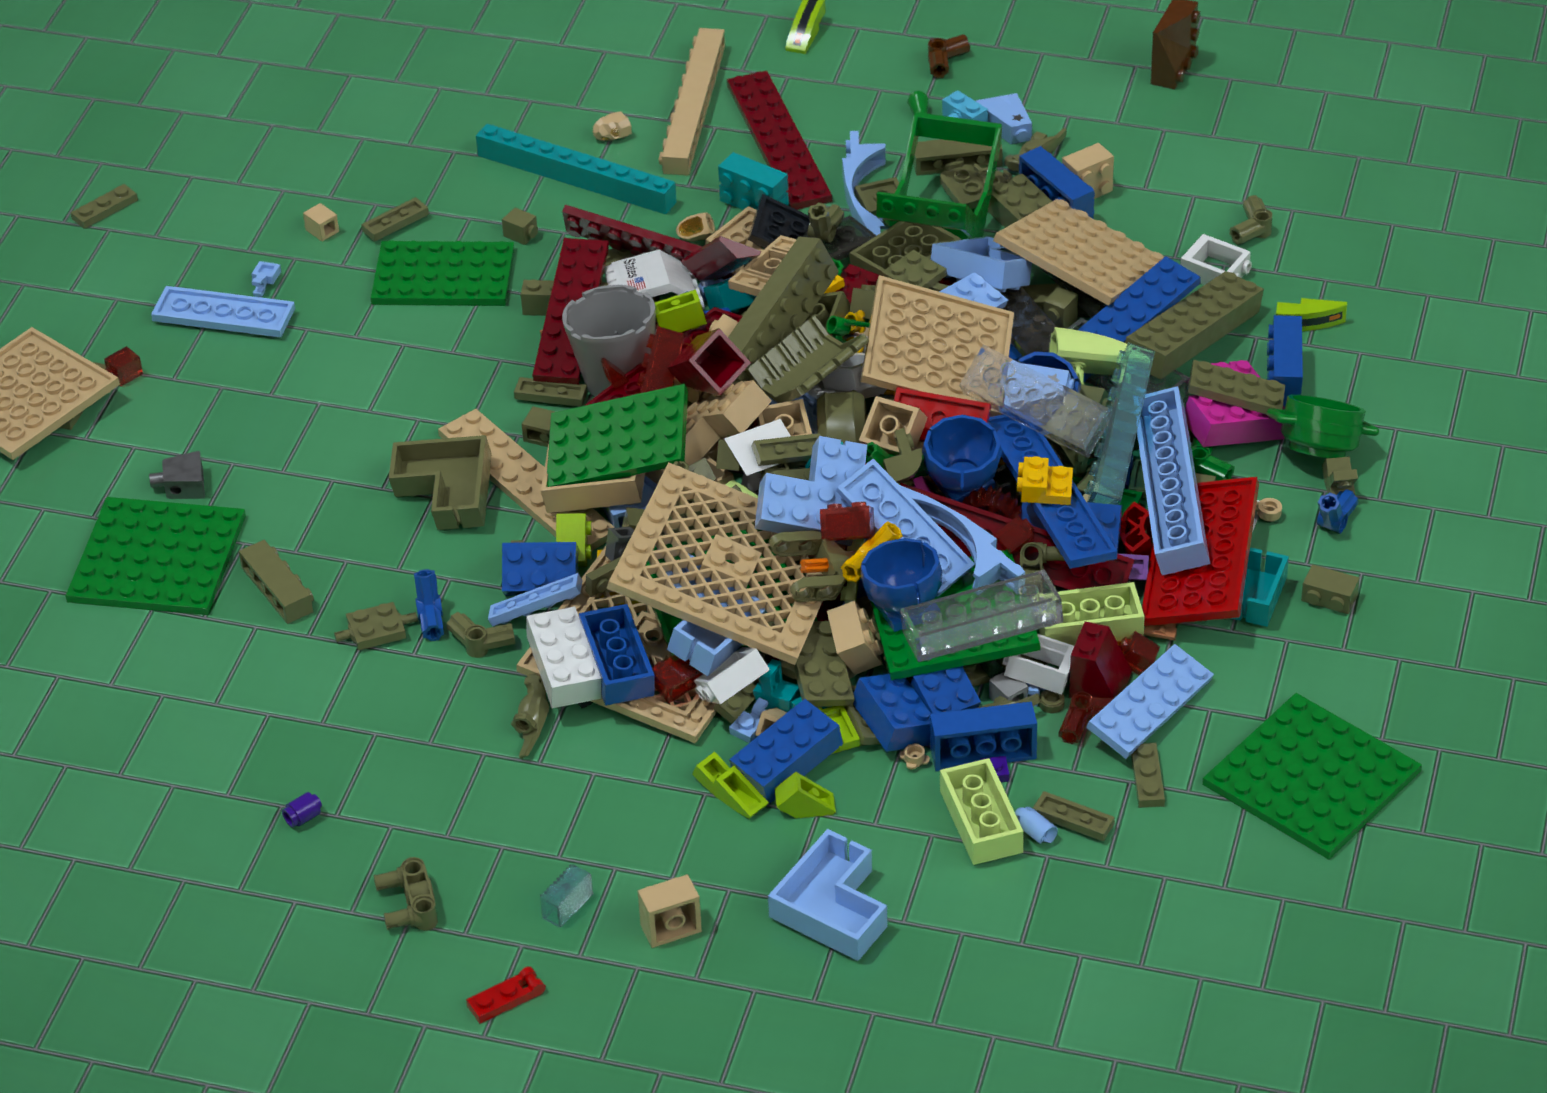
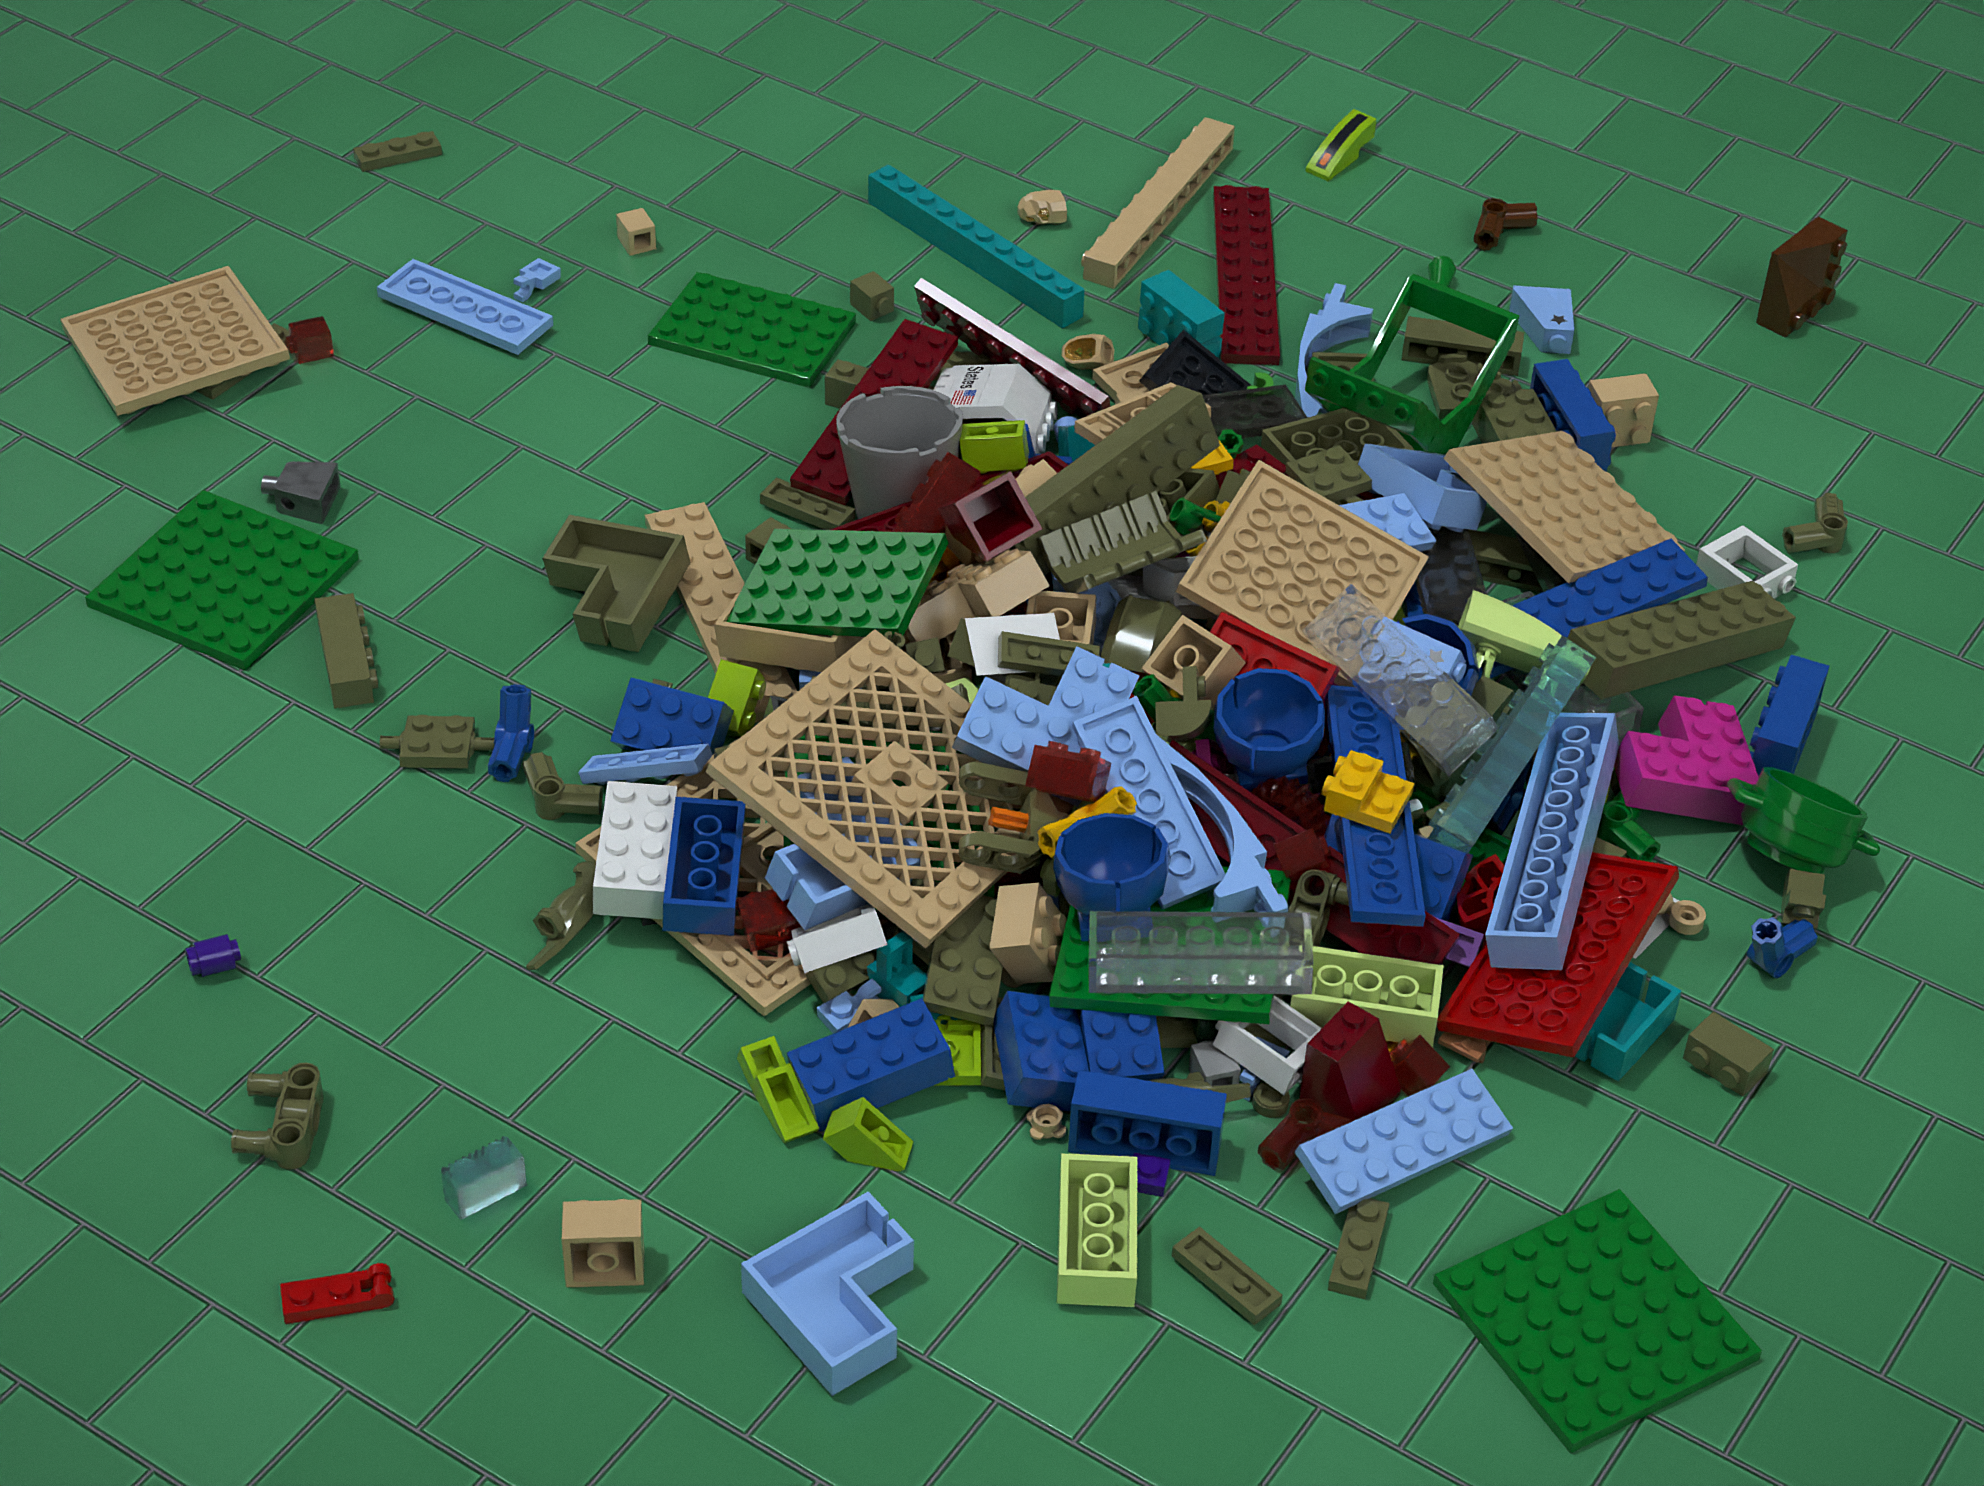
camera: 15 degrees right, 0 degrees up
(395, 219) = (727, 250): olive plate -> none
(613, 374) = (880, 501): clear red slope -> none
(719, 258) = (1081, 391): dark red slope -> none
(824, 221) = (1242, 386): olive piece -> none
(961, 106) = (1494, 289): medium azure brick -> none
(1036, 140) = (1580, 359): olive animal -> none
(1036, 825) = (1166, 1272): light blue piece -> none
(1062, 307) = (1508, 571): olive brick -> none
(1235, 387) = (1697, 737): olive plate -> none
(1315, 313) = (1856, 668): lime slope -> none

